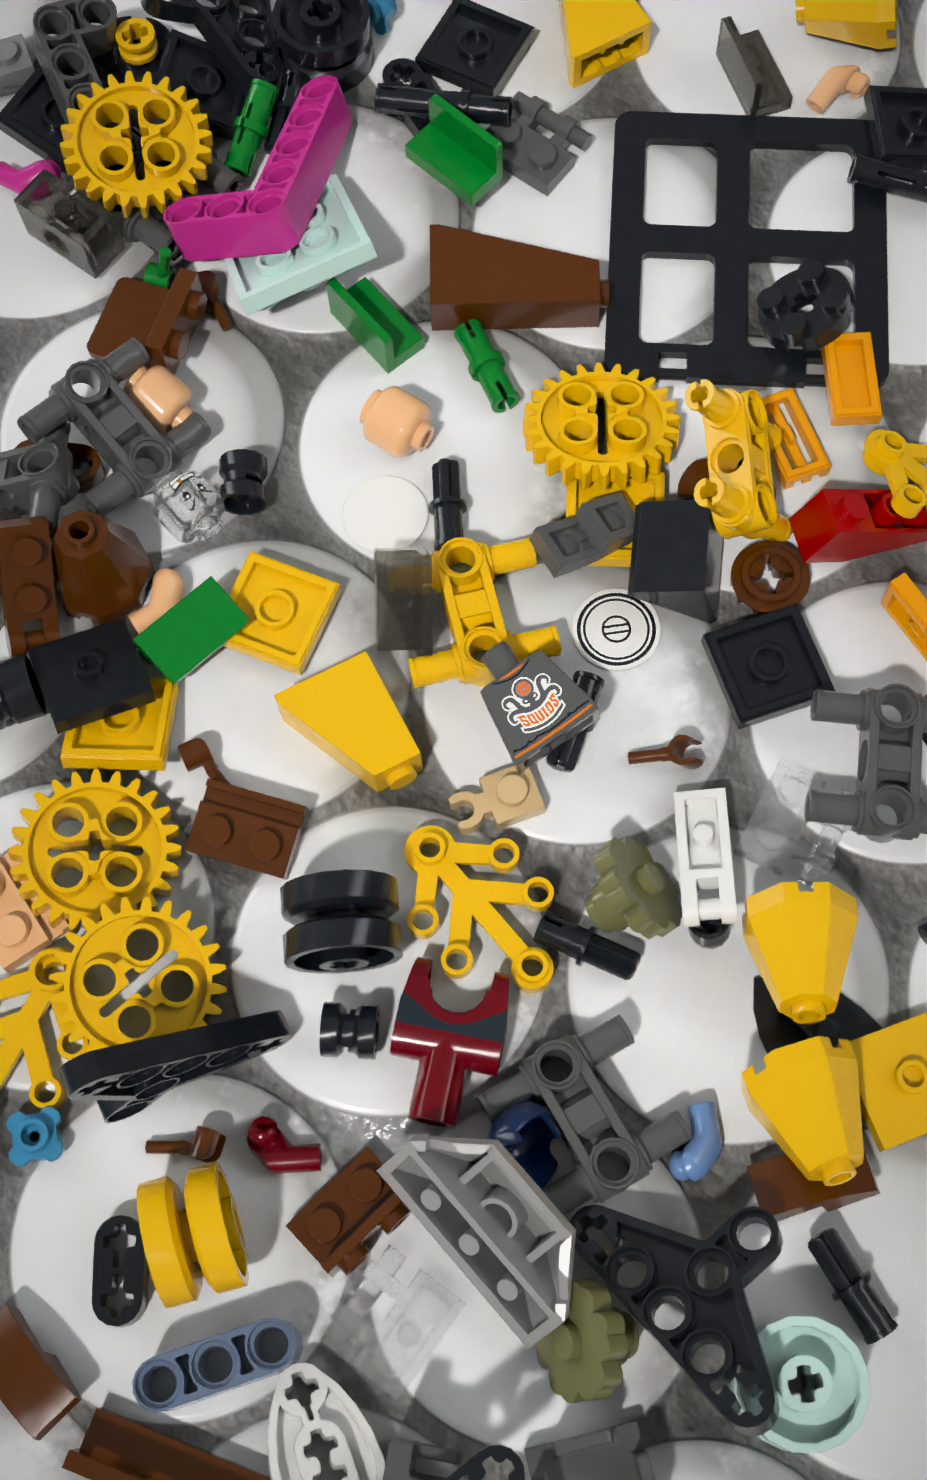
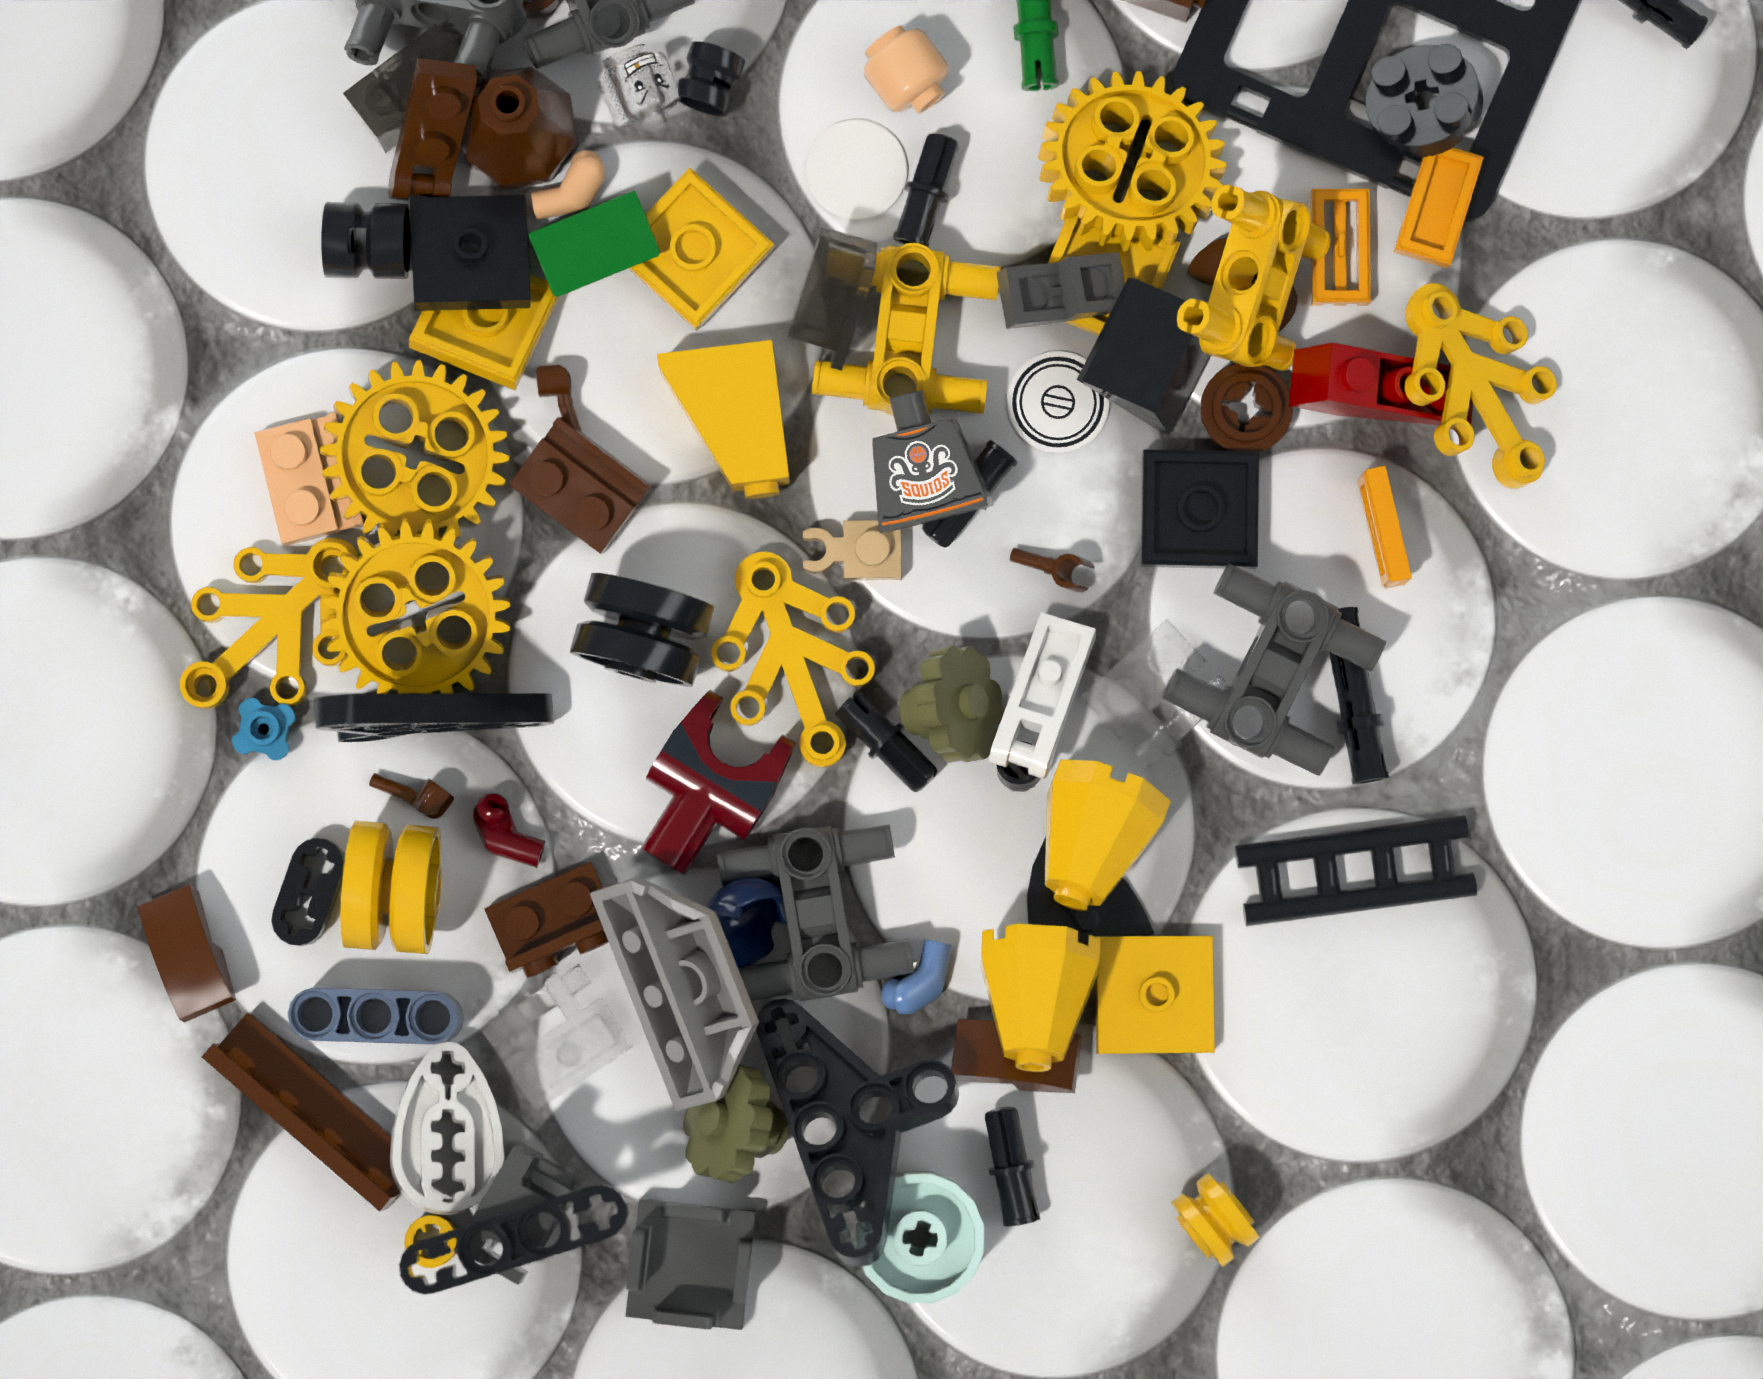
camera: 15 degrees right, 15 degrees up
(355, 1030) = (615, 740): black wheel -> none

